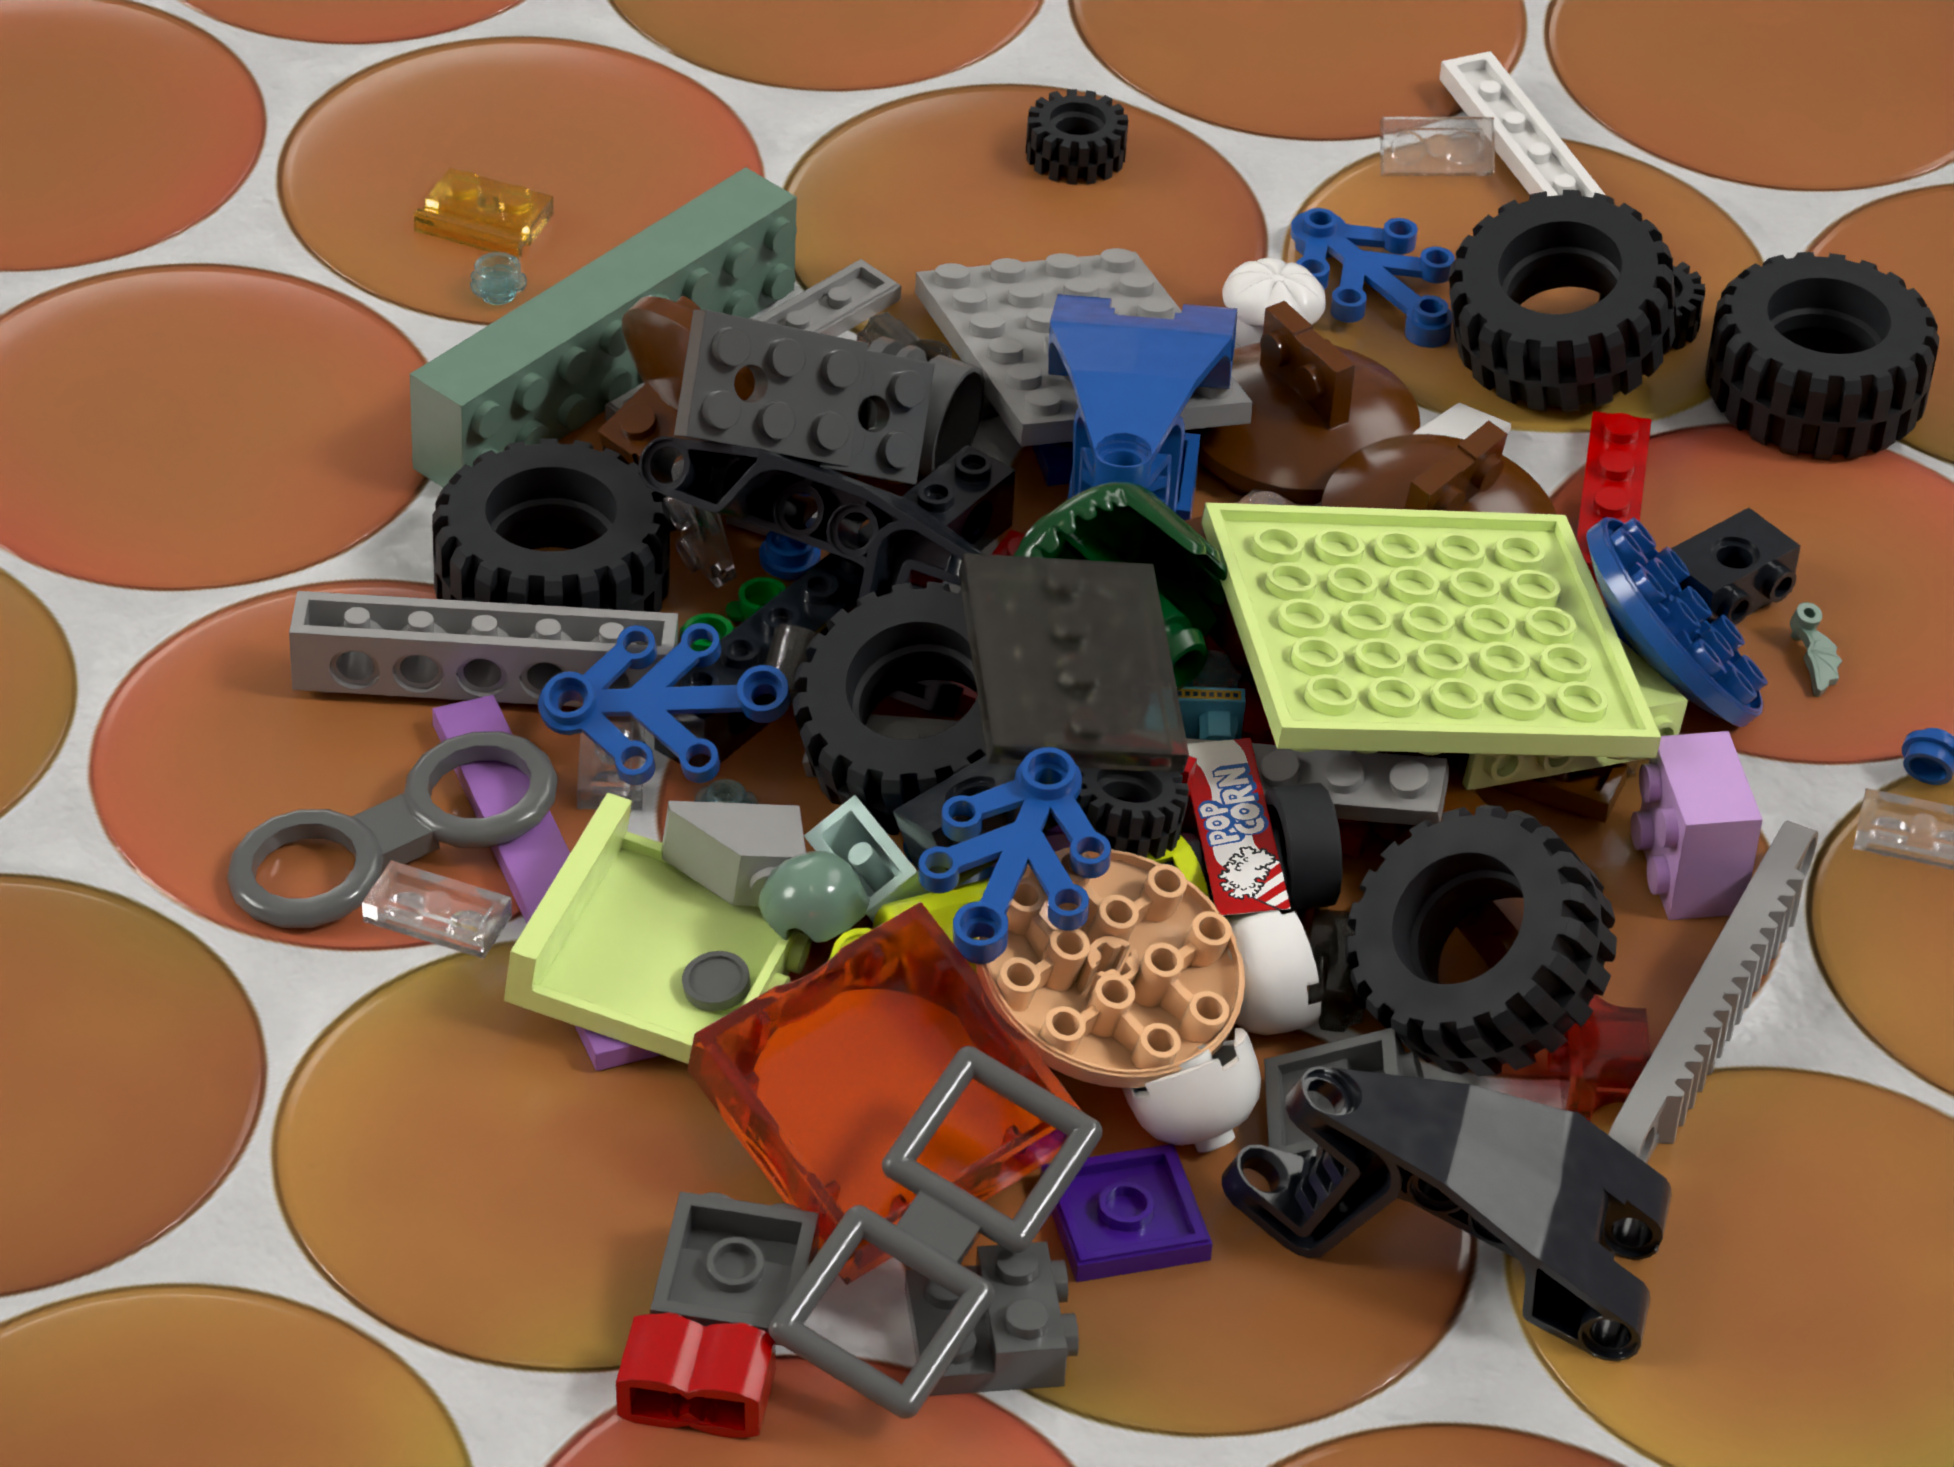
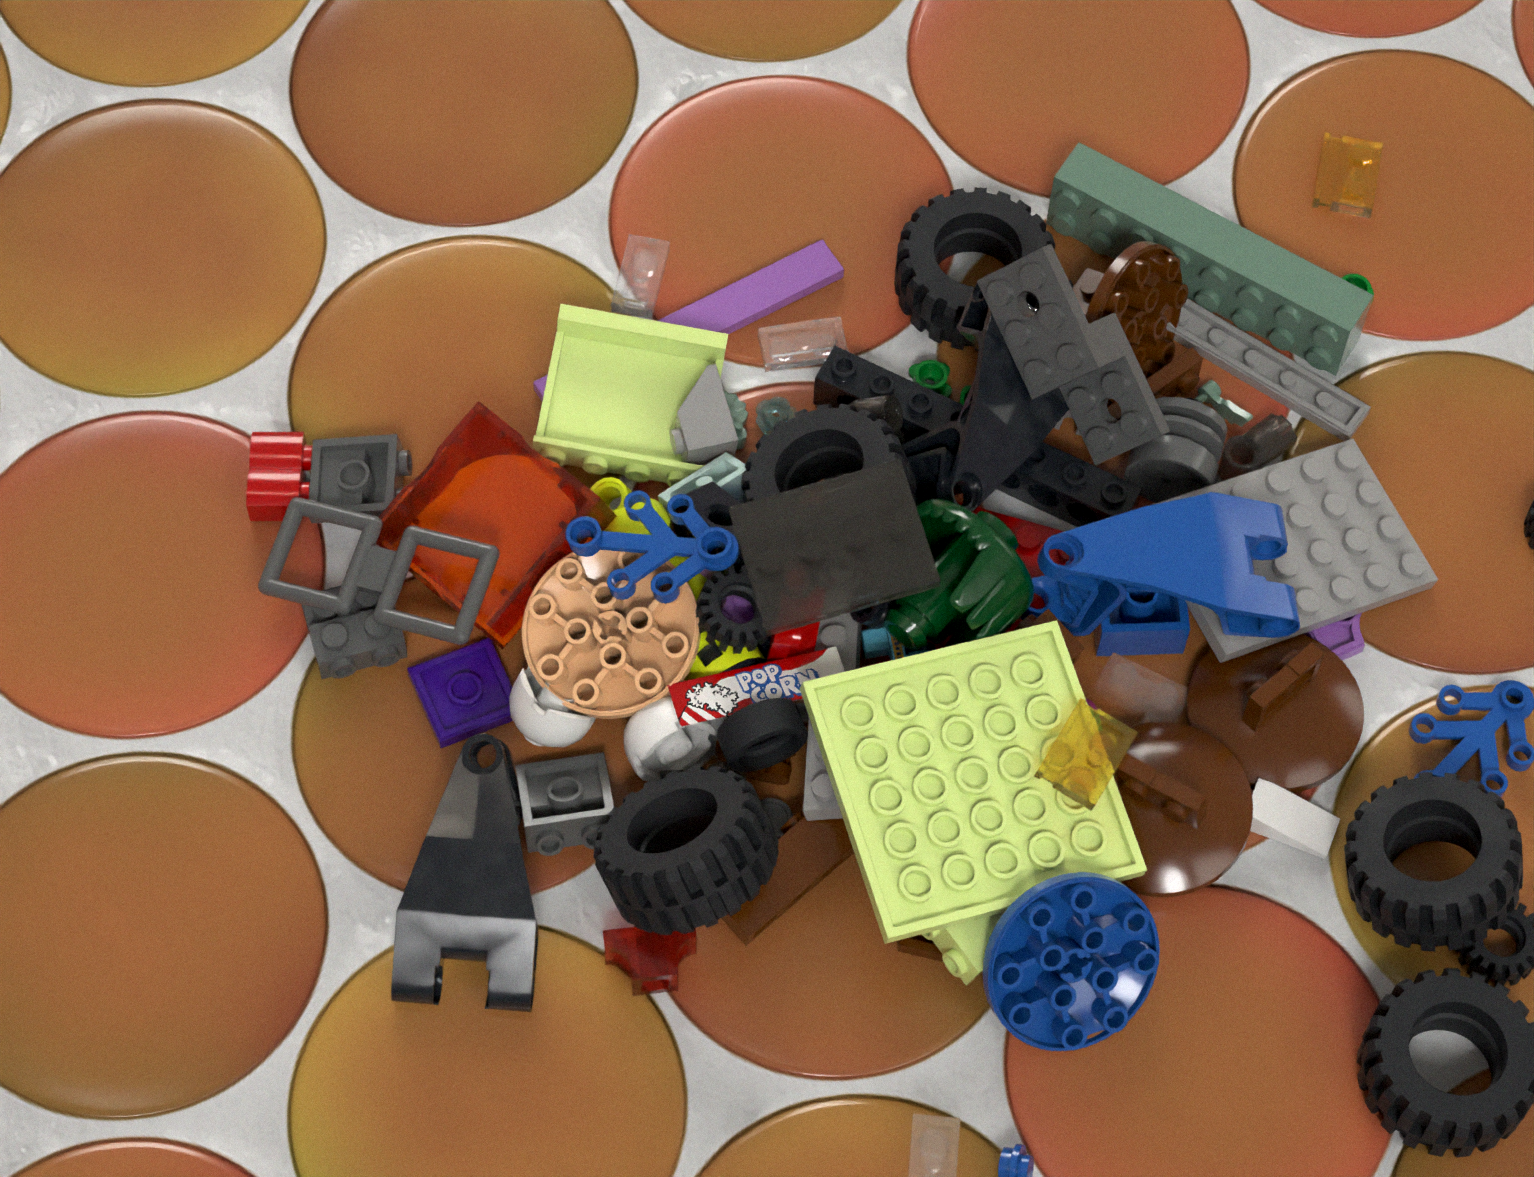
camera: 80 degrees right, 20 degrees up
(392, 830) = (705, 240): dark grey bar -> none
(456, 645) = (866, 251): light grey brick -> none
(497, 278) = (1273, 186): clear light blue plate -> none
(654, 699) = (819, 343): blue plant -> none
(716, 981) = (598, 429): dark grey piece -> none
(814, 895) = (651, 460): sand green hair -> none
(1266, 283) = (1400, 674): white piece -> none
(1415, 508) = (1086, 754): none -> clear yellow plate
(1612, 472) = (1260, 932): red plate -> none
(1697, 825) = (871, 995): lavender brick -> none
(1717, 996) = (723, 1026): light grey gear -> none
(1740, 565) = (1175, 989): black brick -> none
(1821, 651) = (1121, 1089): sand green piece -> none

